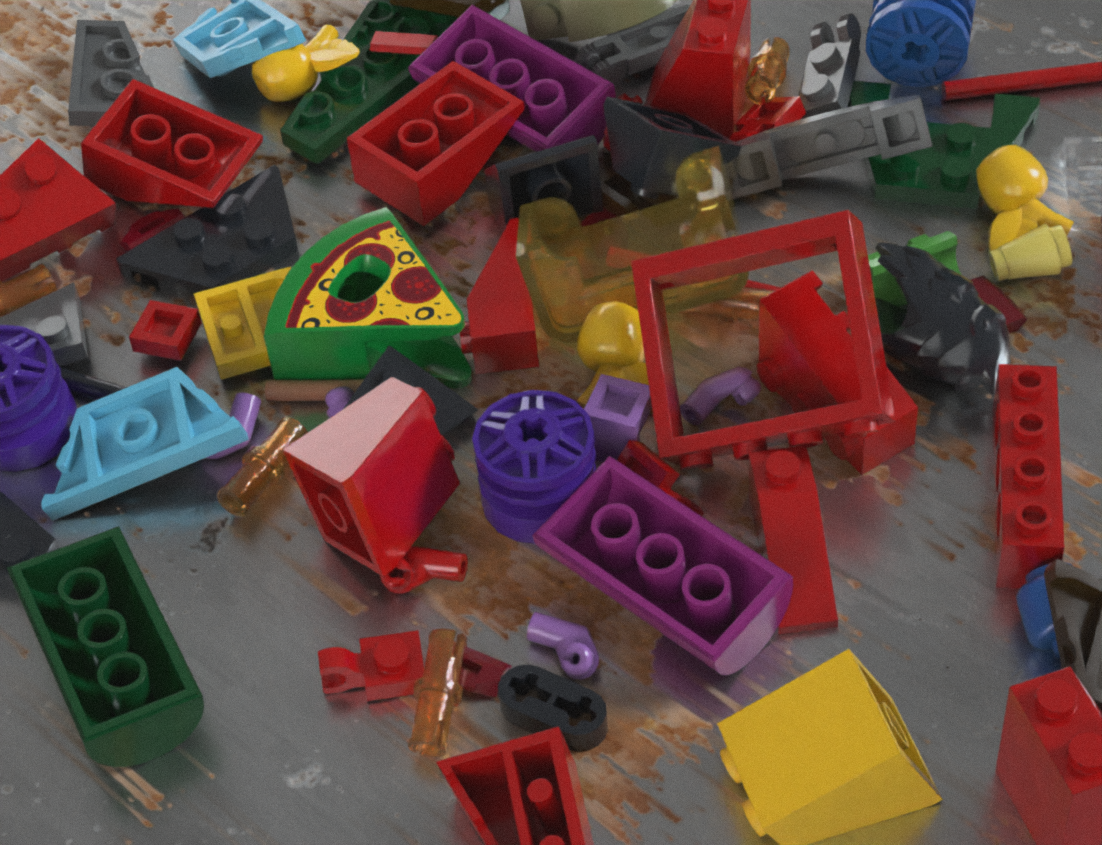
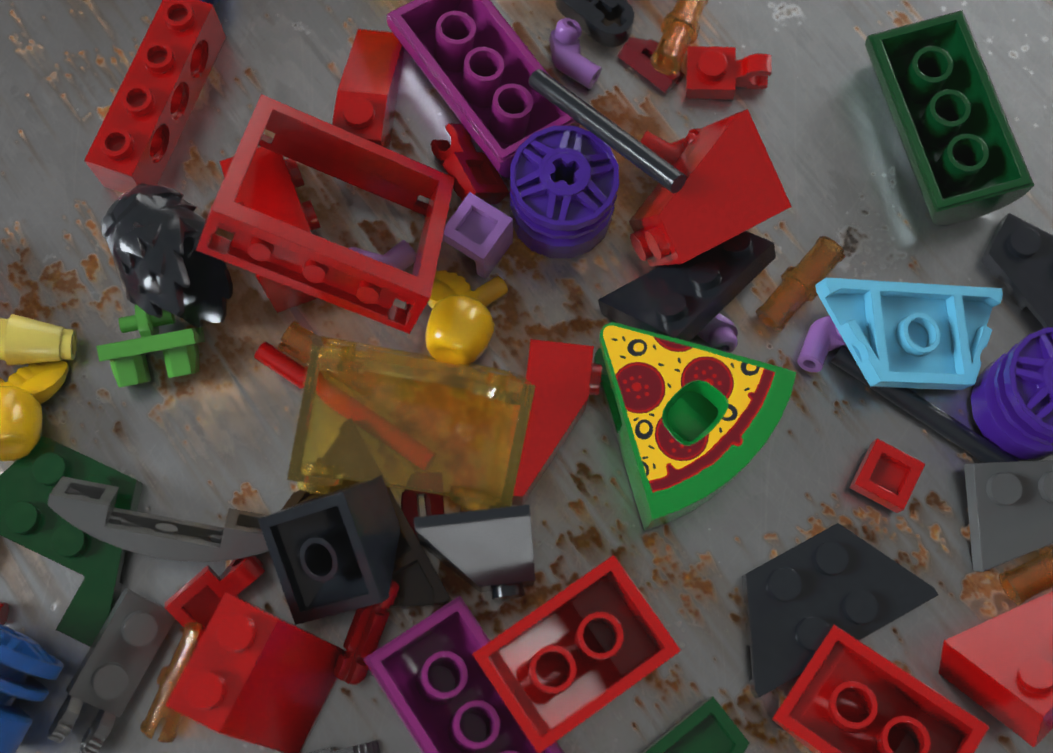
camera: 175 degrees left, 25 degrees up
(150, 226) = (902, 639): dark red piece -> none
(236, 321) = (807, 466): yellow wing -> none
(499, 474) = (608, 131): none -> black bar
(994, 295) = (95, 307): dark red piece -> none

